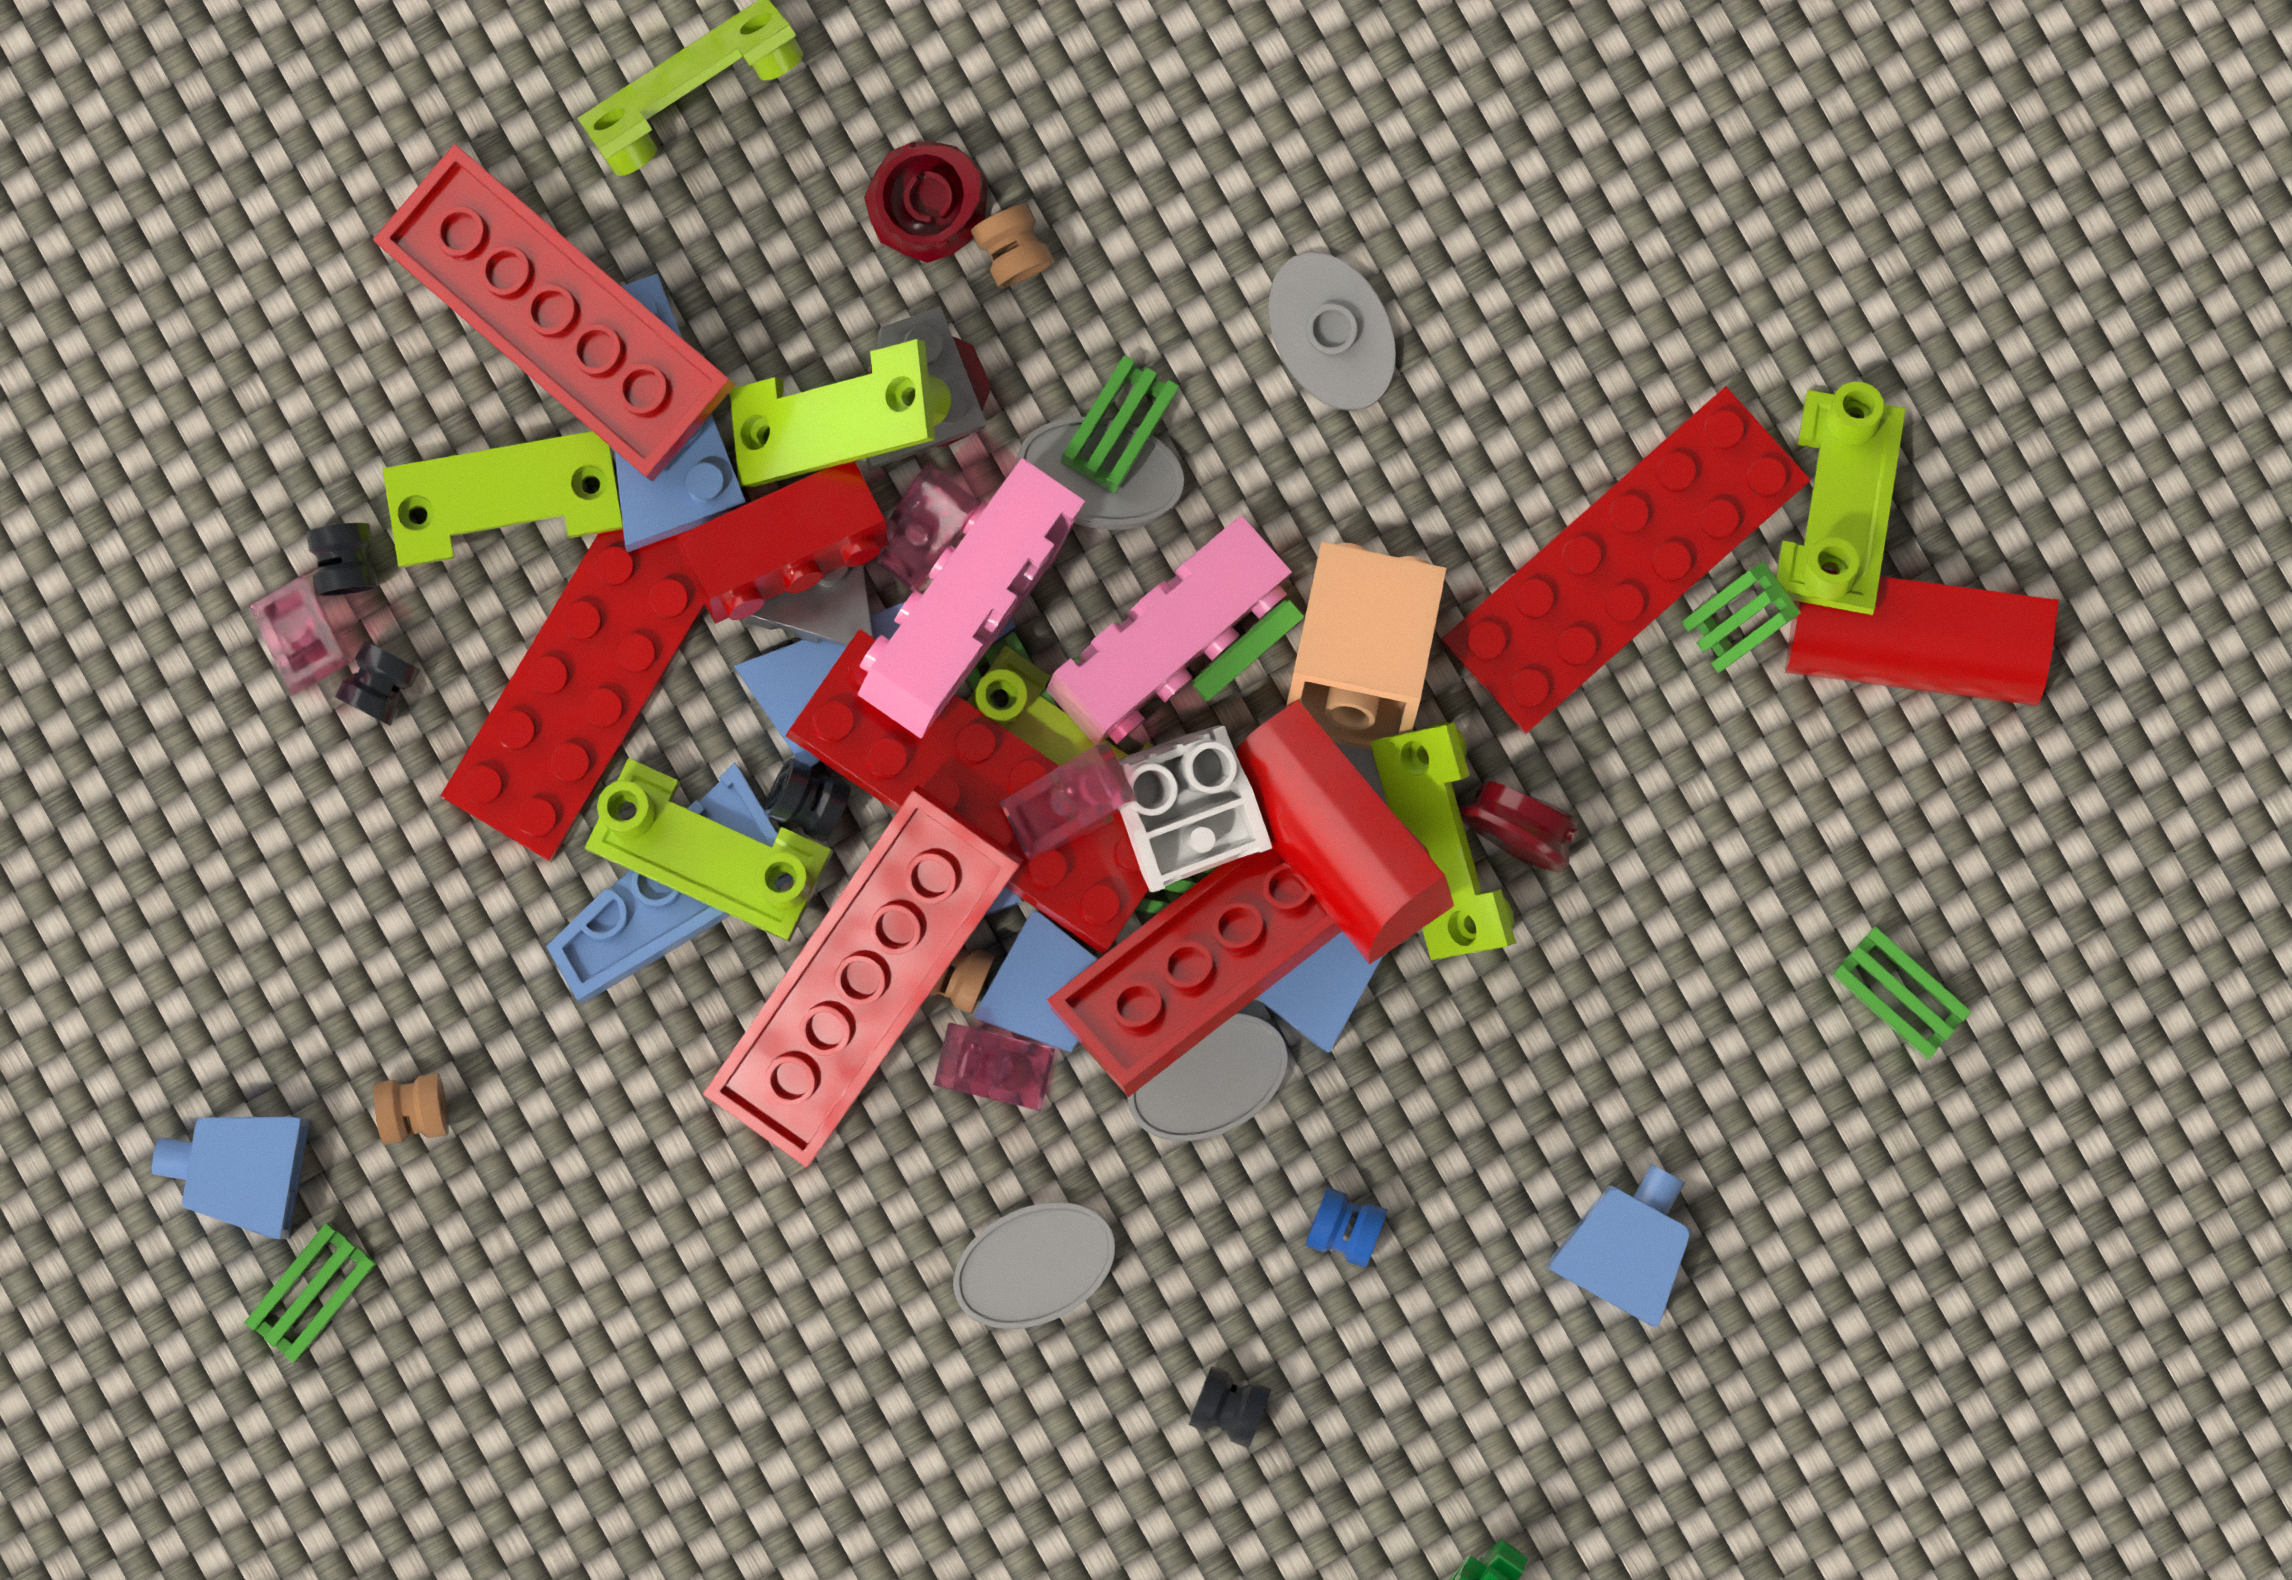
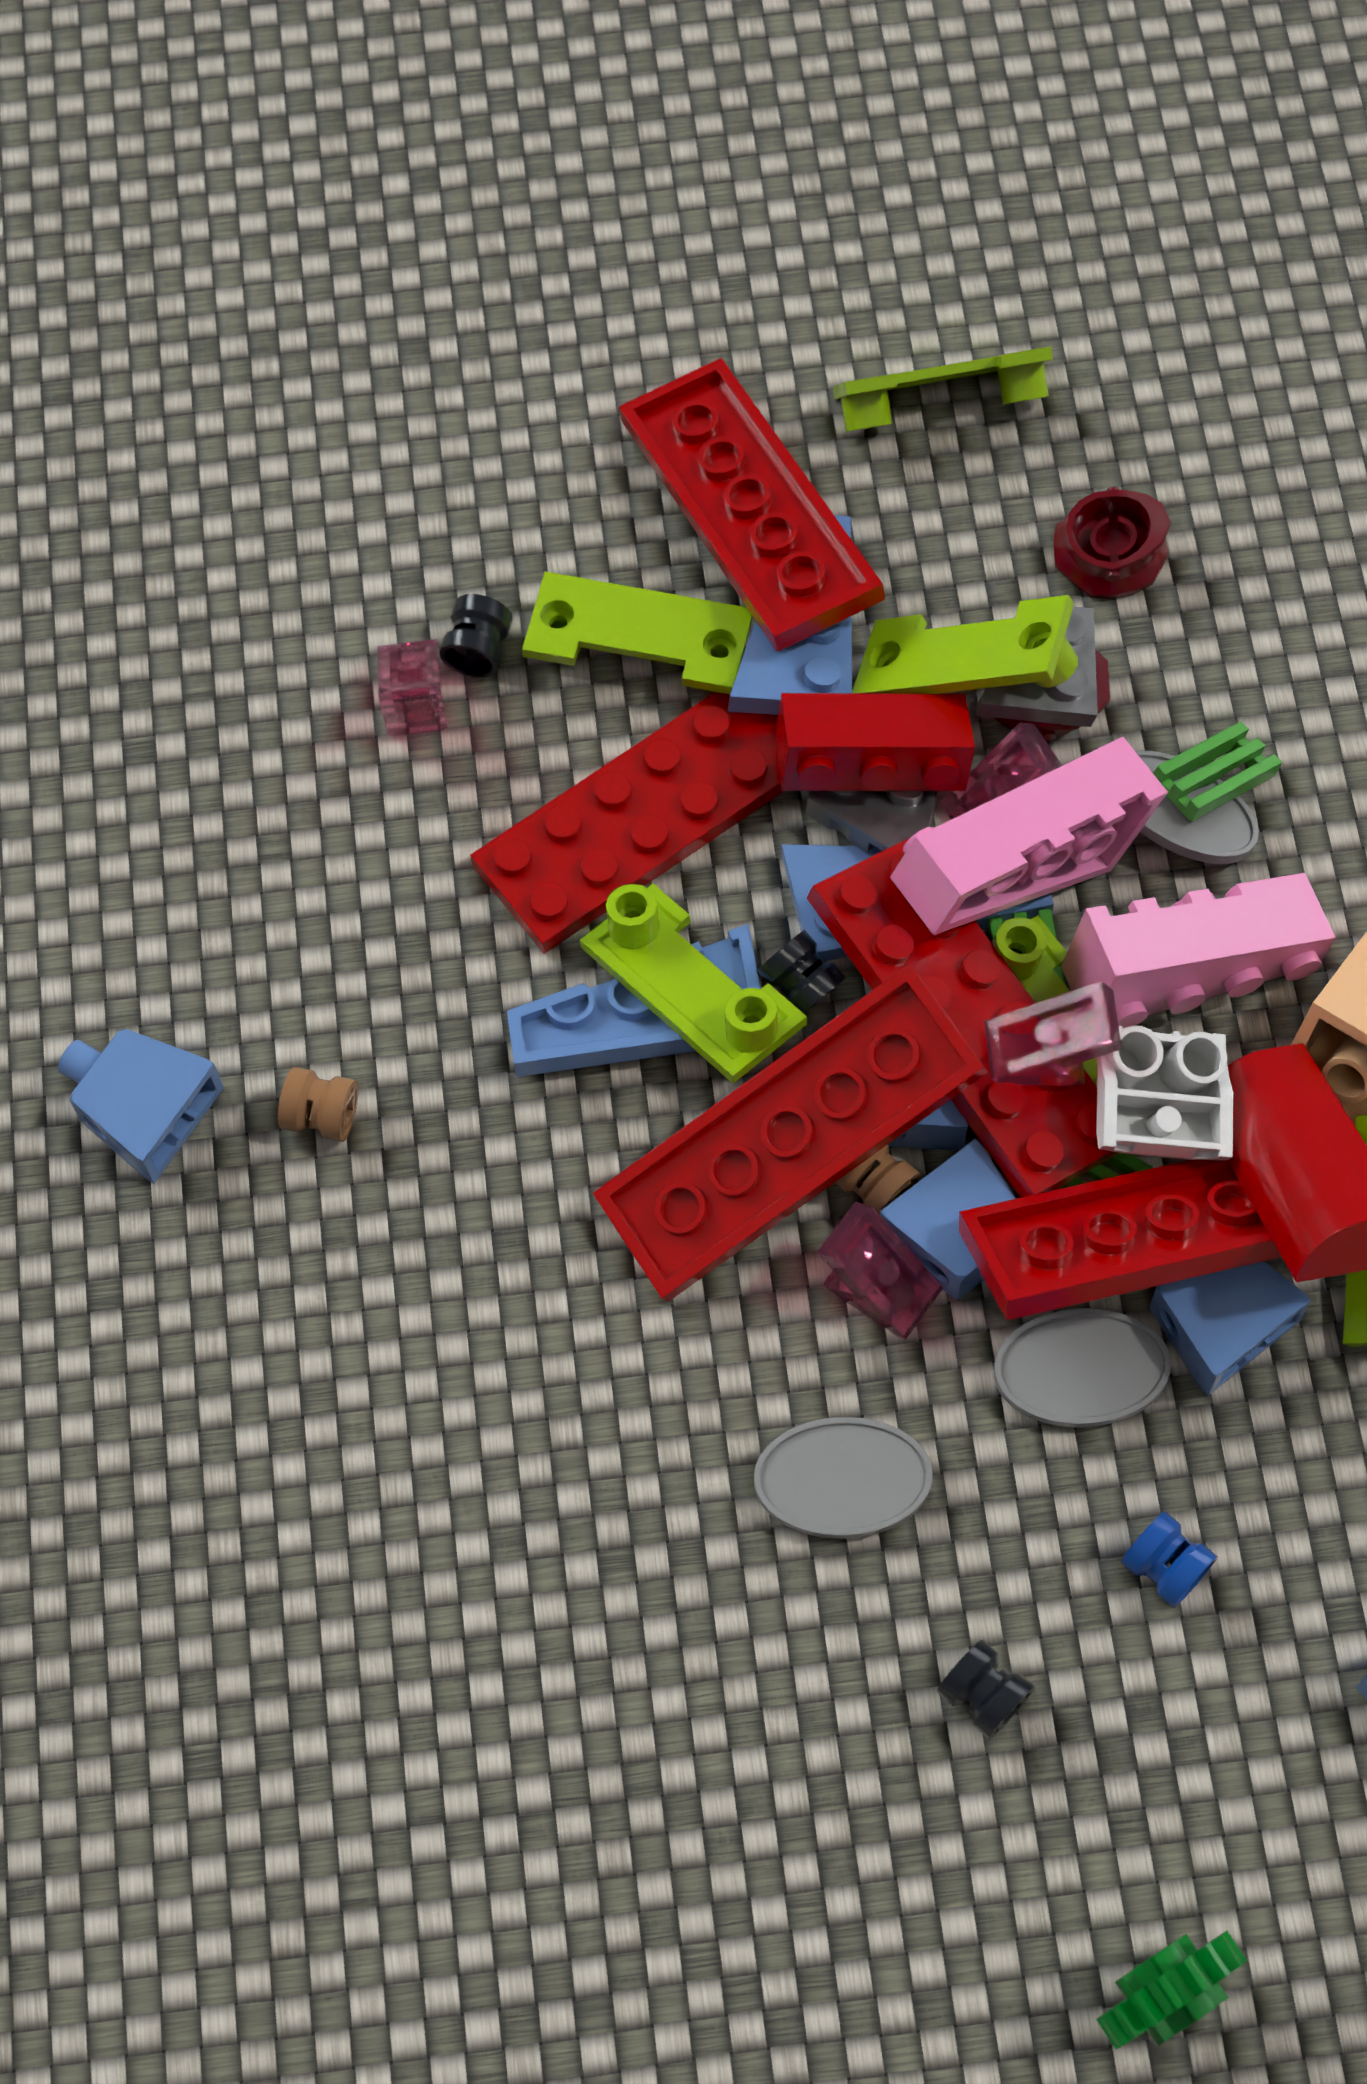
camera: 20 degrees right, 20 degrees down
(276, 1335) = (138, 1214): bright green tile -> none
(377, 683) = (459, 742): black wheel -> none
(1012, 246) = (1174, 602): medium nougat wheel -> none
(1246, 650) = (1263, 998): bright green tile -> none

